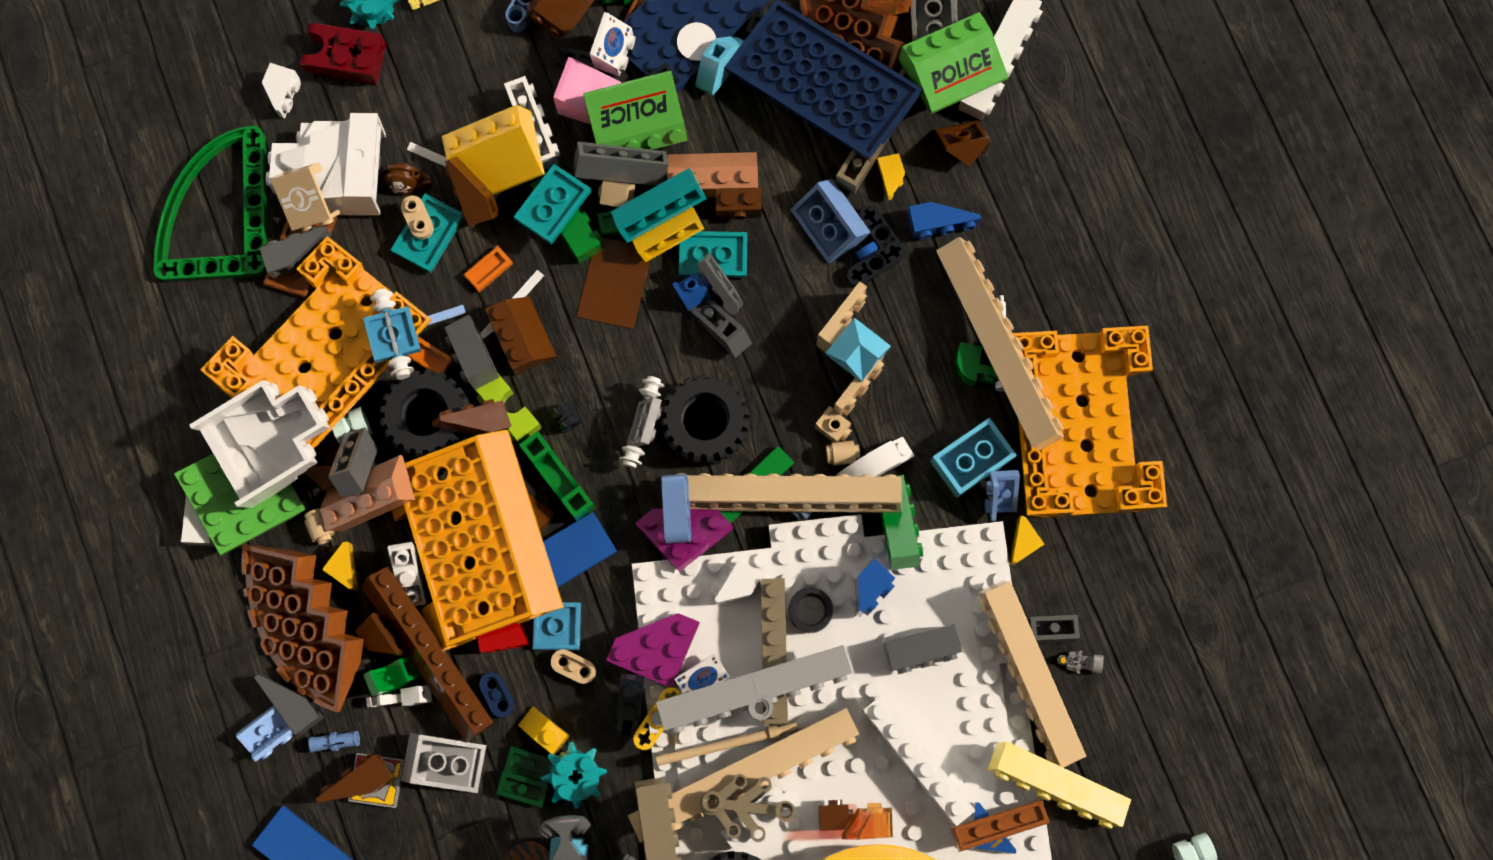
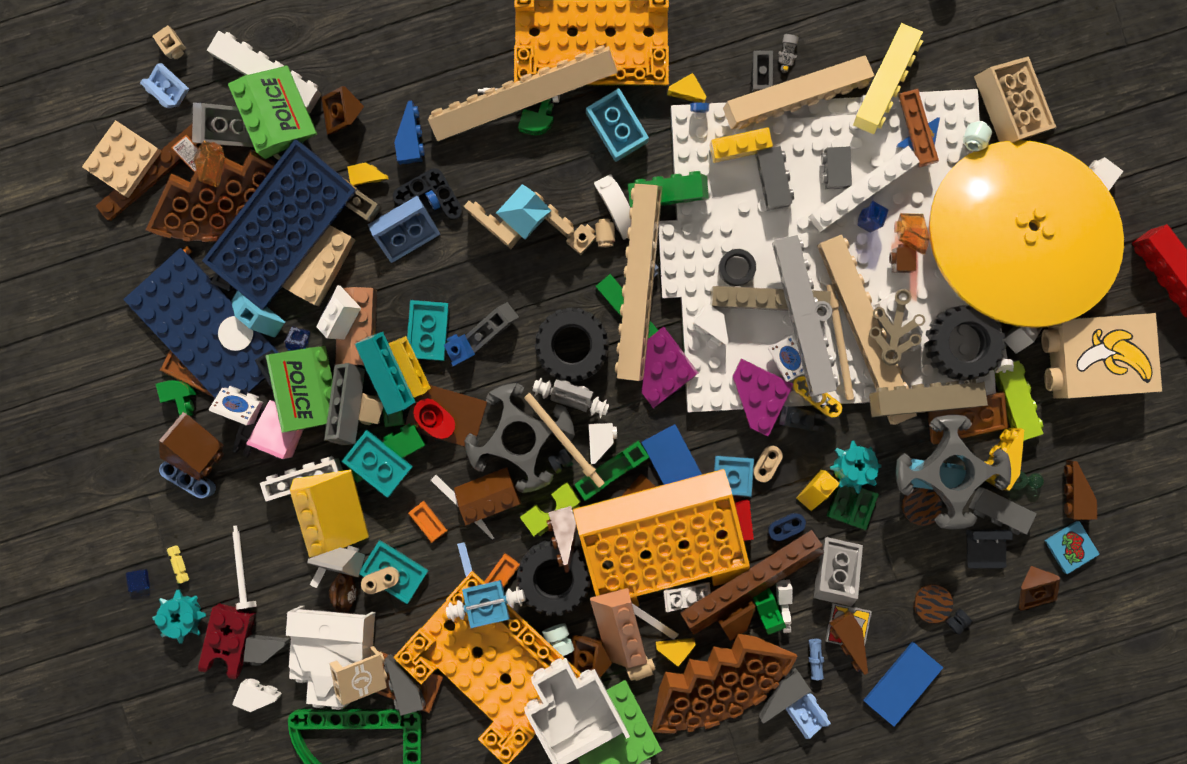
camera: 80 degrees left, 10 degrees up
(335, 92) = (261, 648): none -> dark grey slope
(353, 462) = (594, 639): dark grey brick -> none
(375, 539) = (654, 622): none -> white sticker
(386, 69) = (240, 572): none -> white piece
(436, 181) = (340, 560): none -> light grey slope
(470, 353) = (502, 538): dark grey brick -> none
(475, 198) = (366, 530): reddish brown slope -> none
(555, 445) = (589, 469): none -> tan bar
(593, 459) = (601, 439): none -> white slope
(600, 391) = (497, 446): none -> dark grey piece
(608, 266) = (434, 419): none -> red piece
(676, 508) = (648, 372): medium blue beam -> none
(694, 110) = (297, 339): none -> clear blue slope
(720, 284) = (455, 325): dark grey hinge -> none
(723, 150) = (338, 315): none -> white slope
(738, 203) = (384, 306): reddish brown brick -> none
(780, 130) = (320, 266): none -> tan slope
(871, 584) = (723, 216): blue slope -> none
(884, 772) = (869, 215): none -> clear blue brick
(942, 726) = (837, 167): none -> dark grey brick
(959, 603) = (740, 145): none -> yellow brick
(1001, 551) = (699, 107): none -> blue tile
(1002, 492) = (648, 103): medium blue bracket -> none

